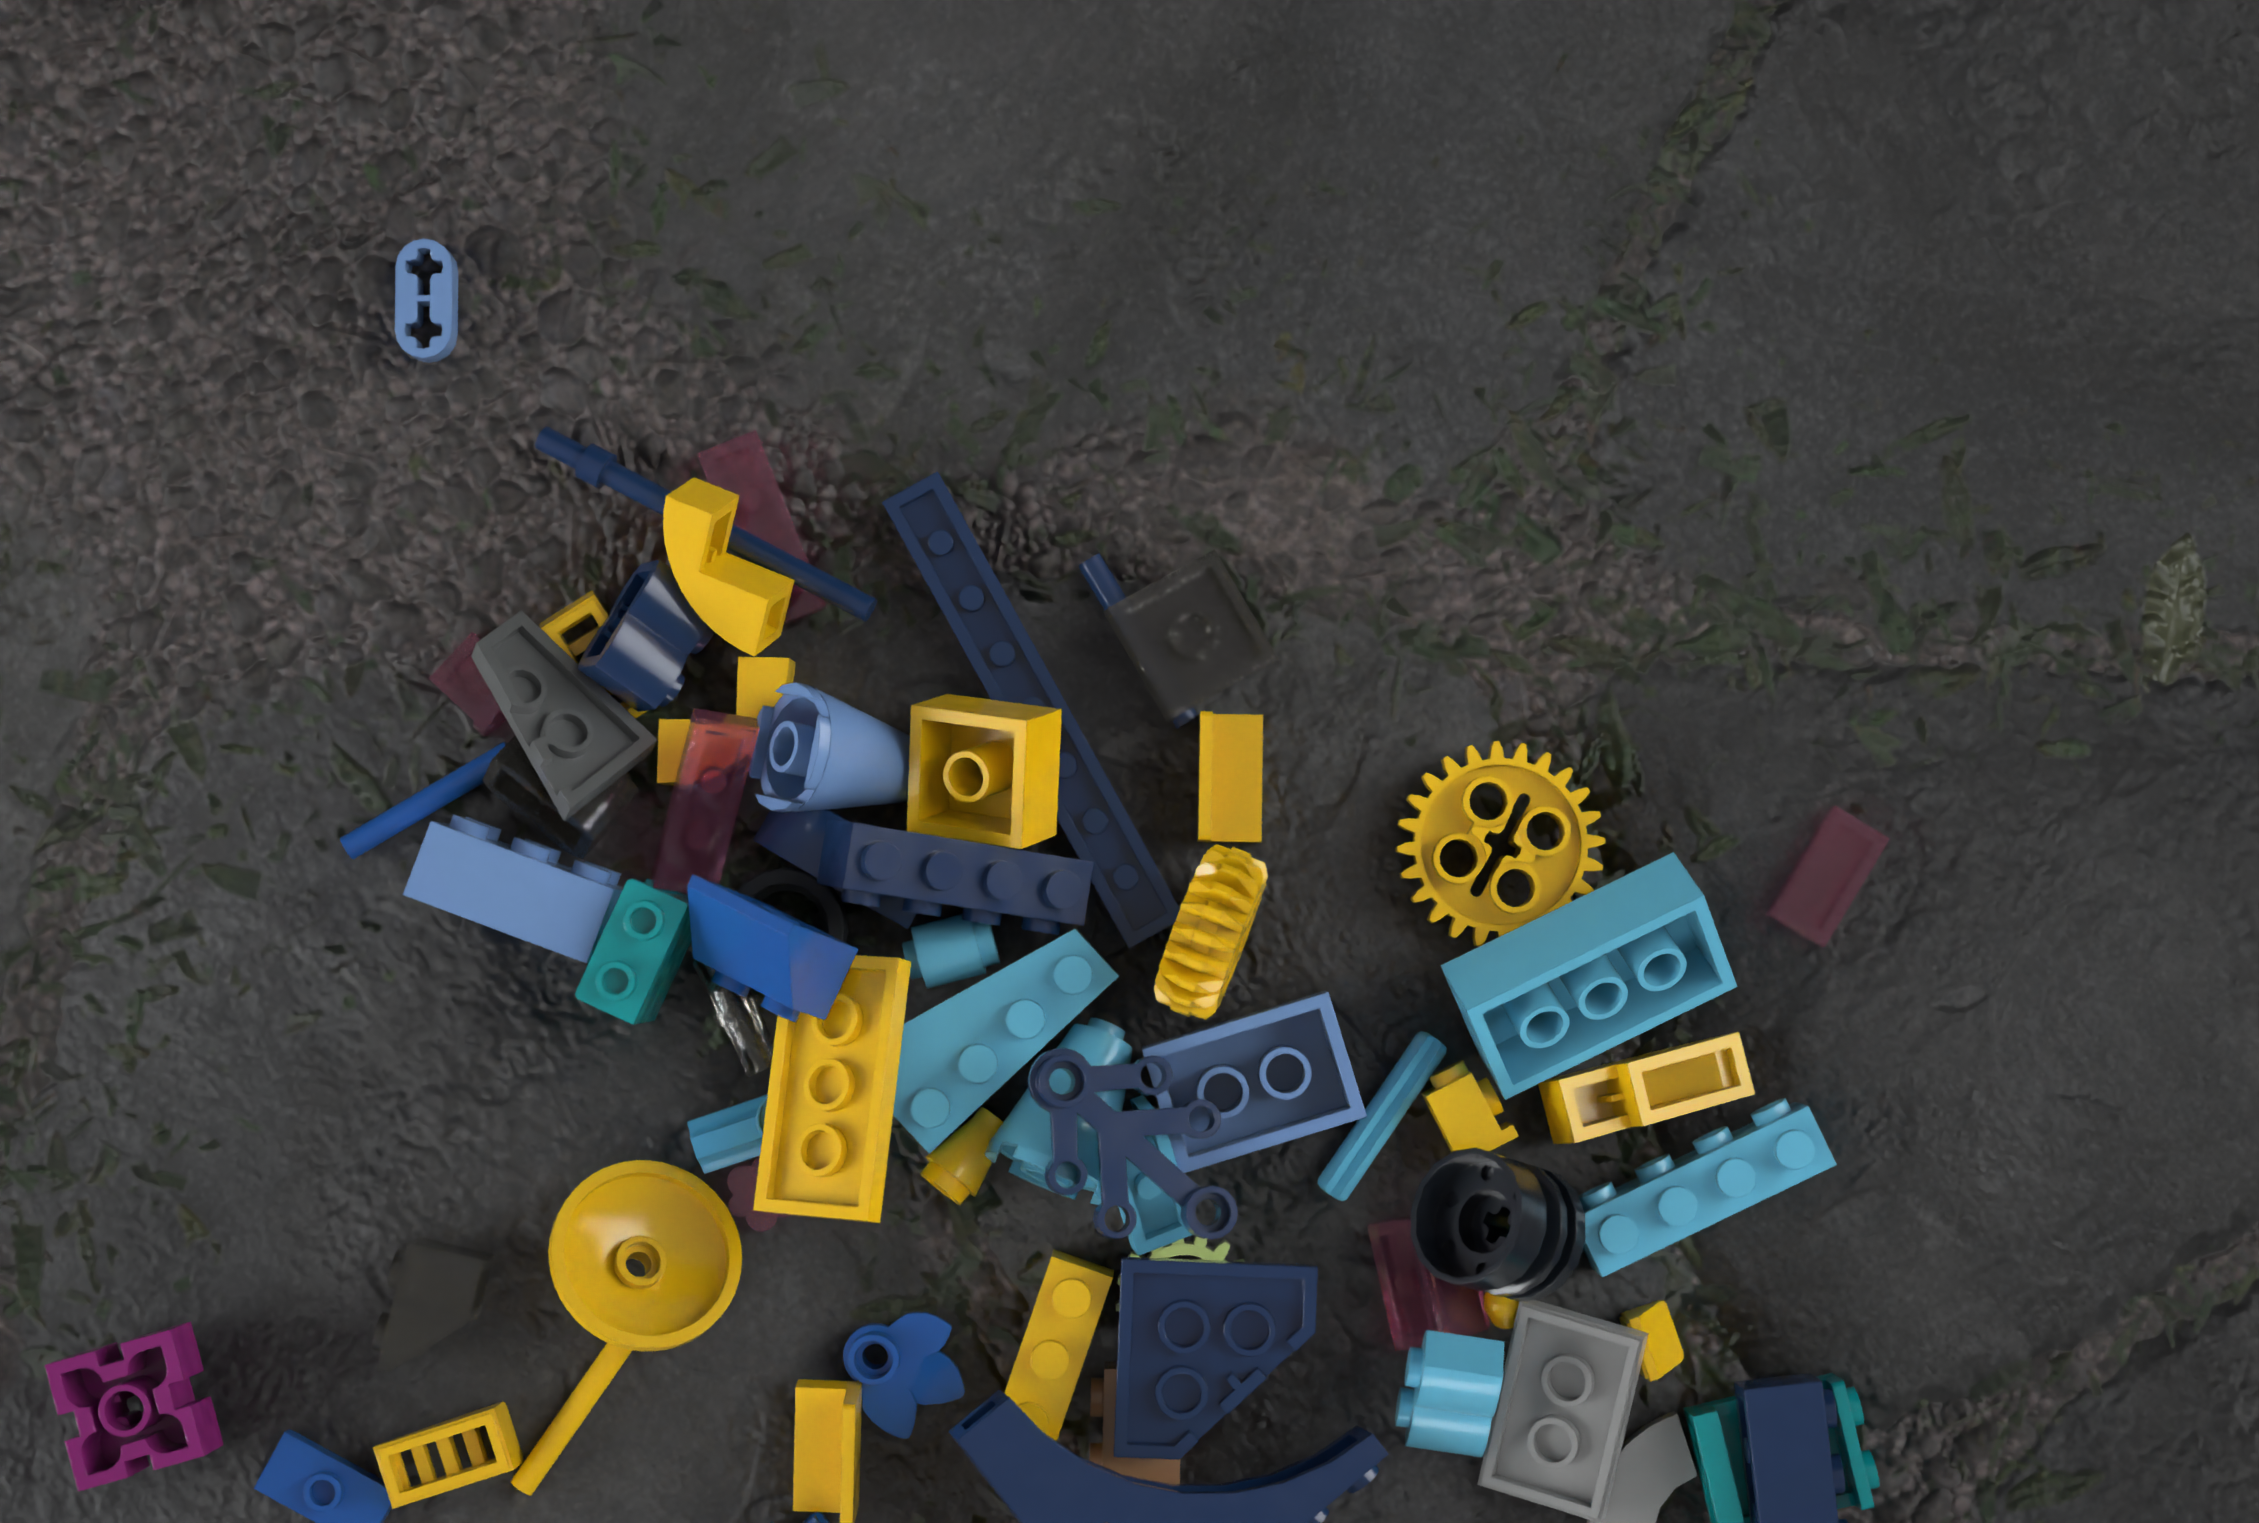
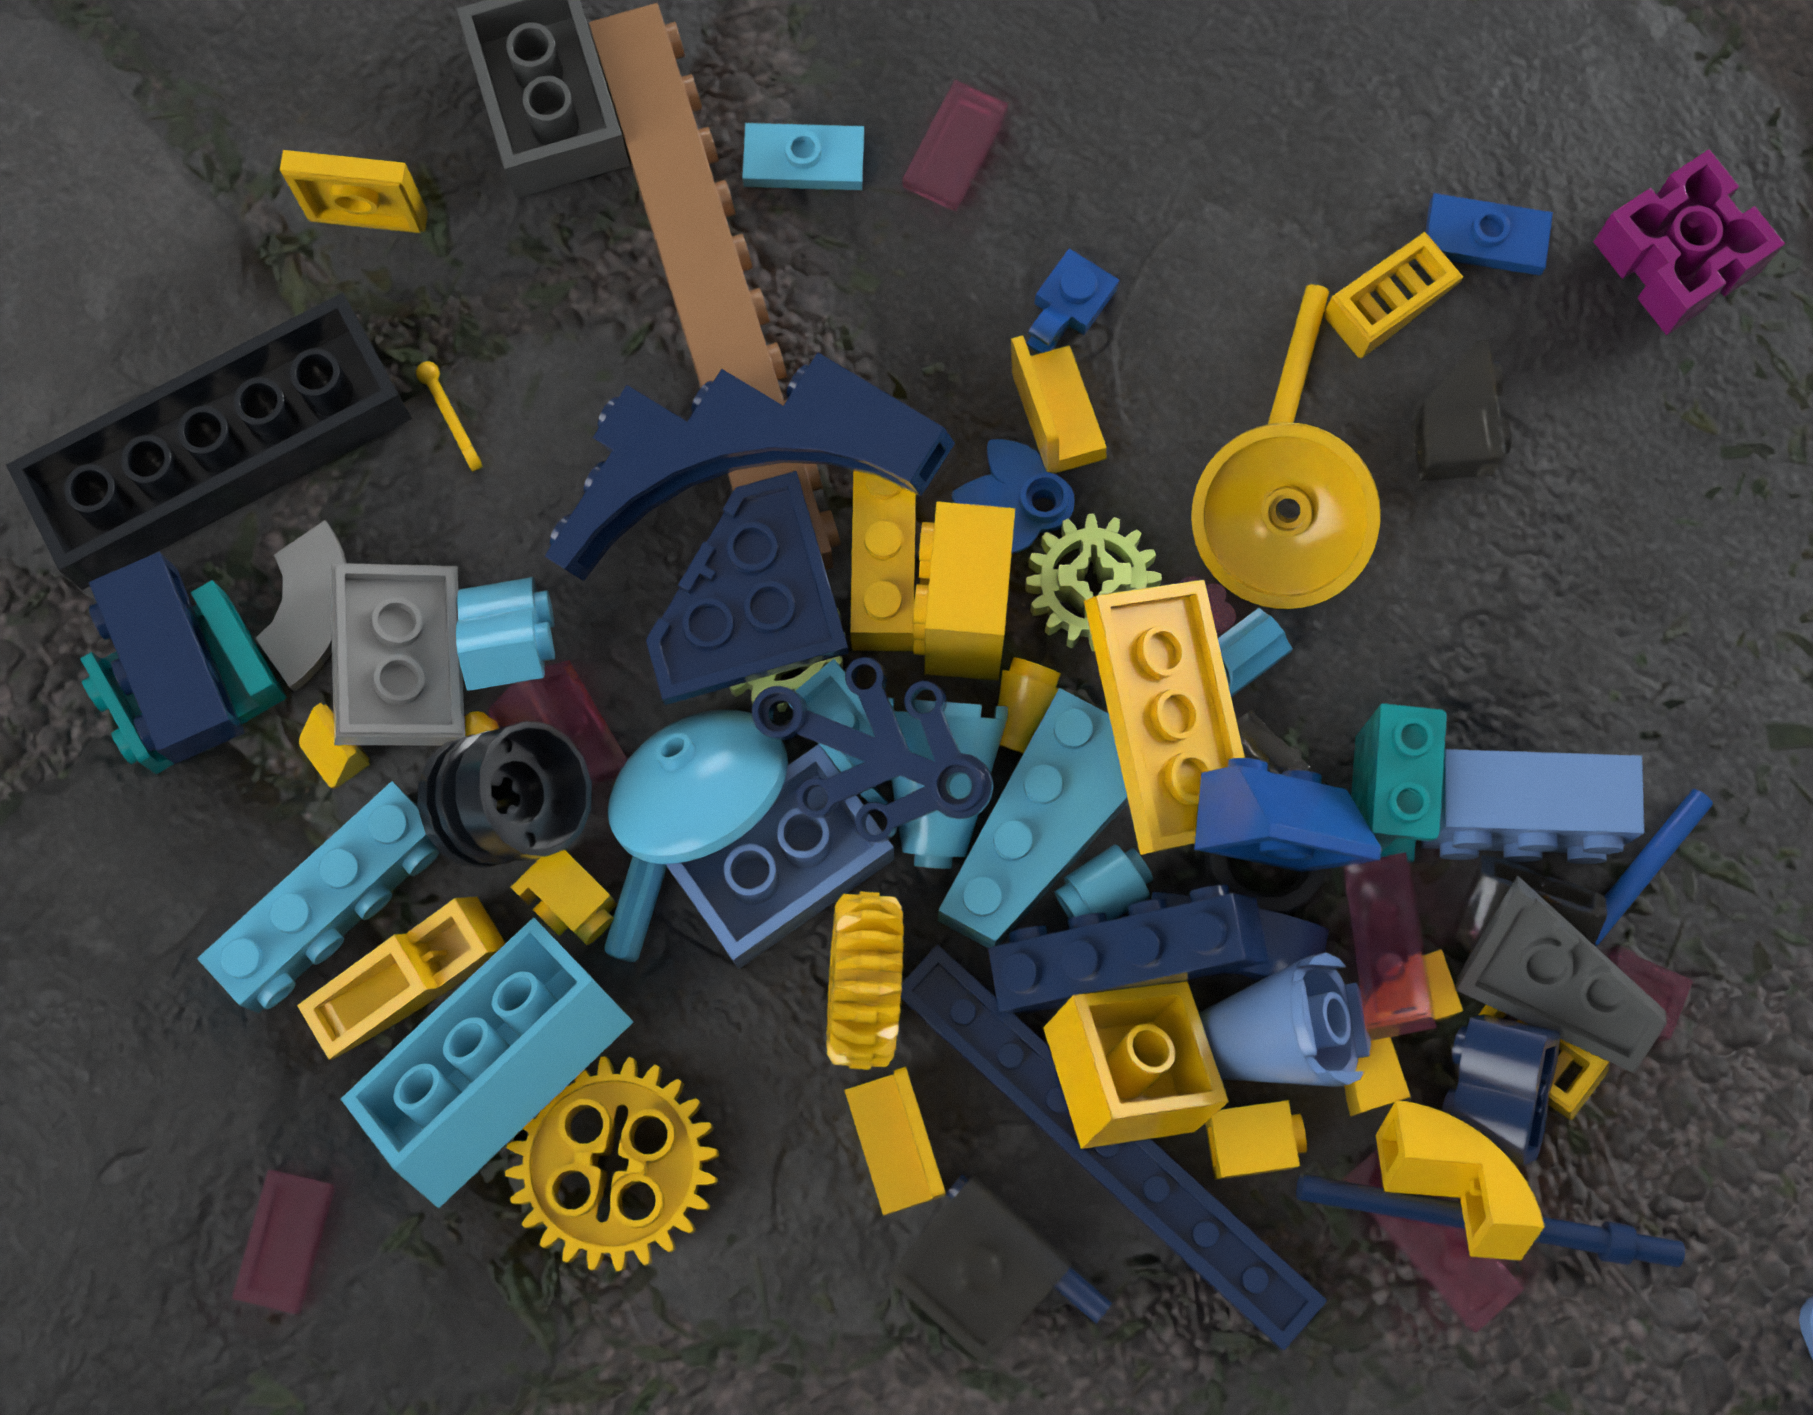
camera: 155 degrees right, 10 degrees down
(885, 1264) = (1068, 582): none -> yellowish green gear
(894, 667) = (1255, 1139): none -> yellow brick
(983, 1281) = (963, 590): none -> yellow brick
(1311, 1174) = (696, 787): none -> medium azure dish

